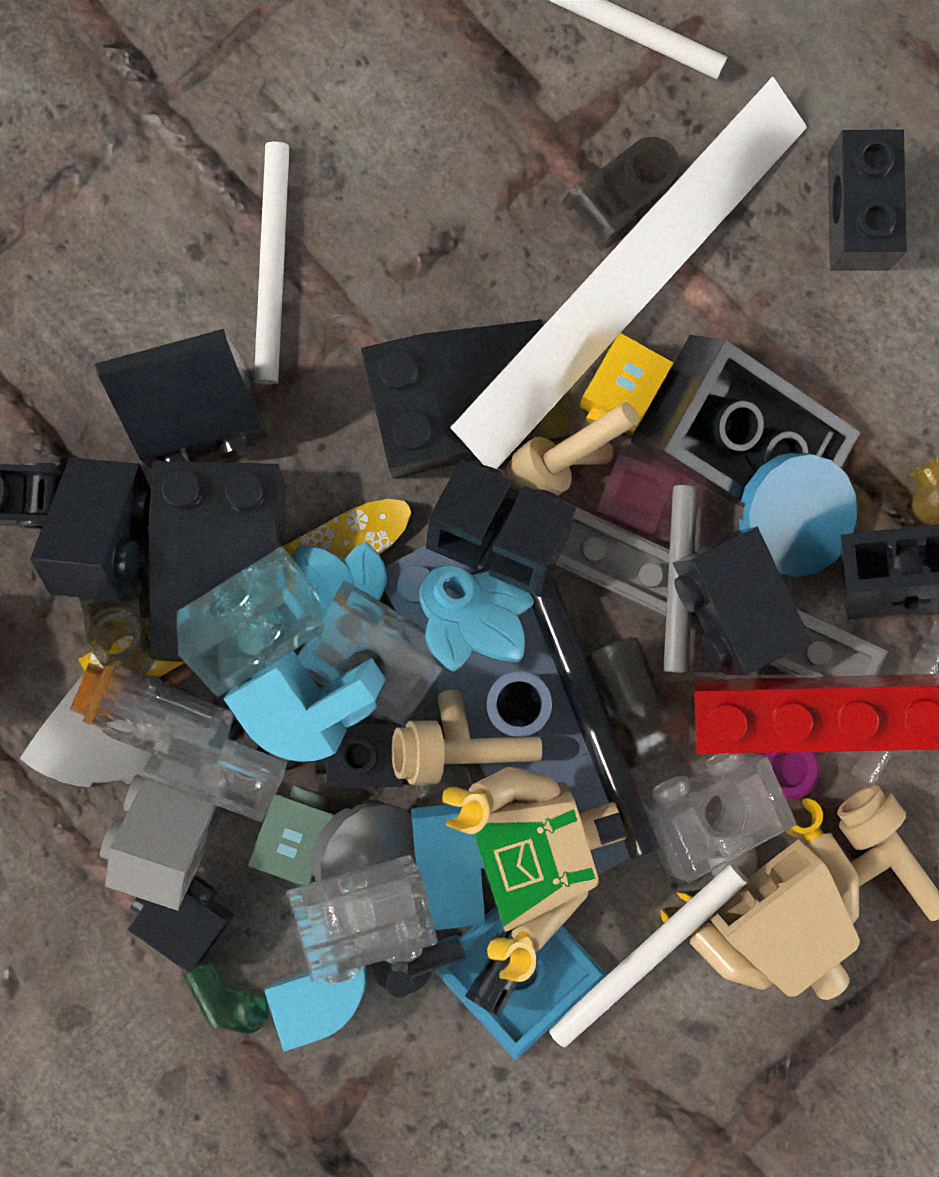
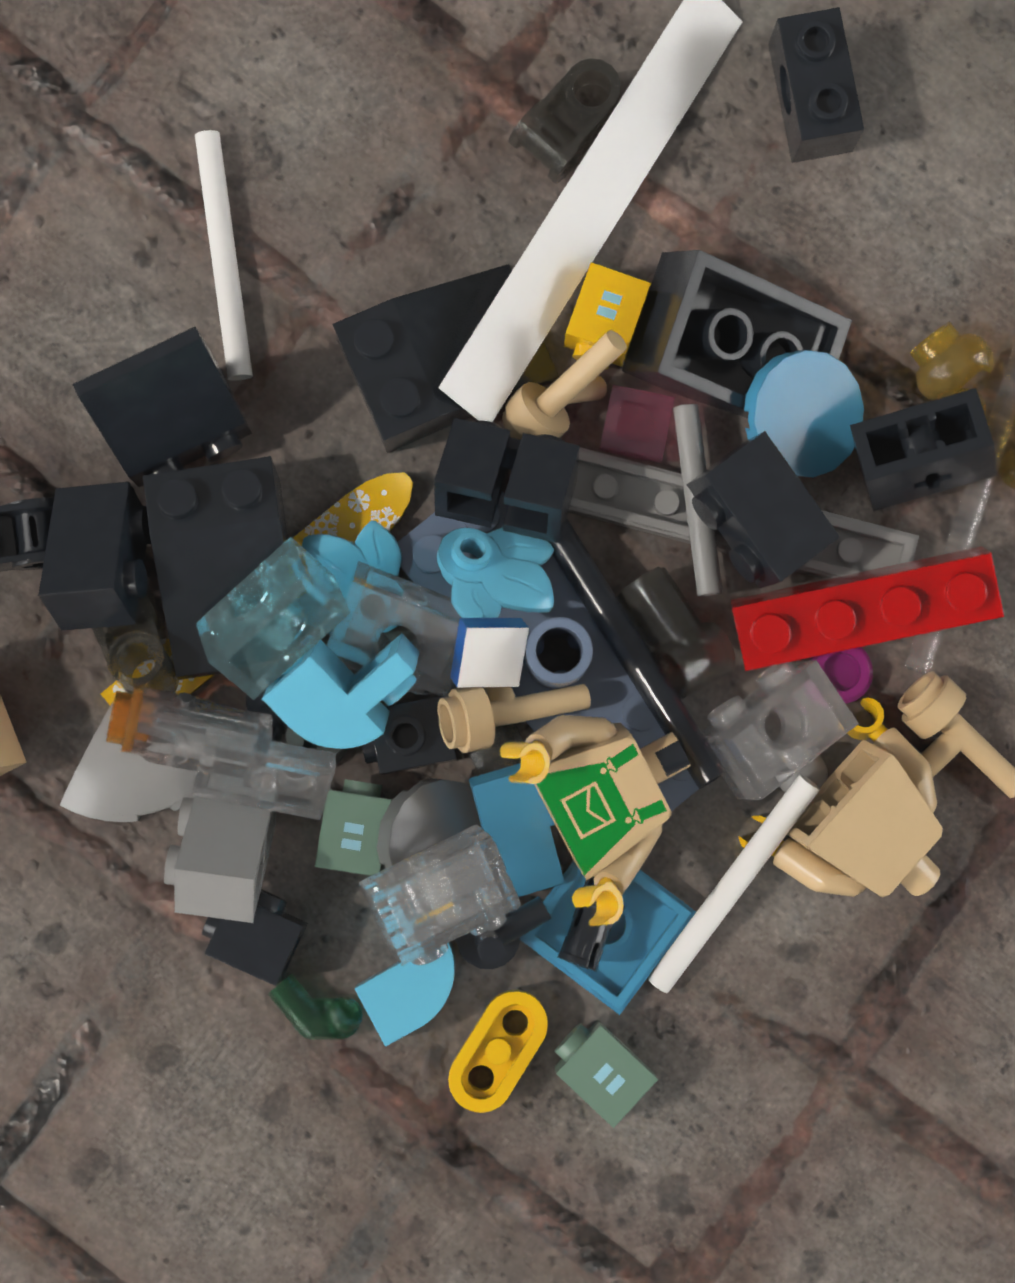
camera: 20 degrees left, 0 degrees up
(393, 1072) = (499, 1050): none -> yellow plate
(452, 692) = (489, 652): none -> white tile
(489, 1113) = (603, 1071): none -> sand green brick

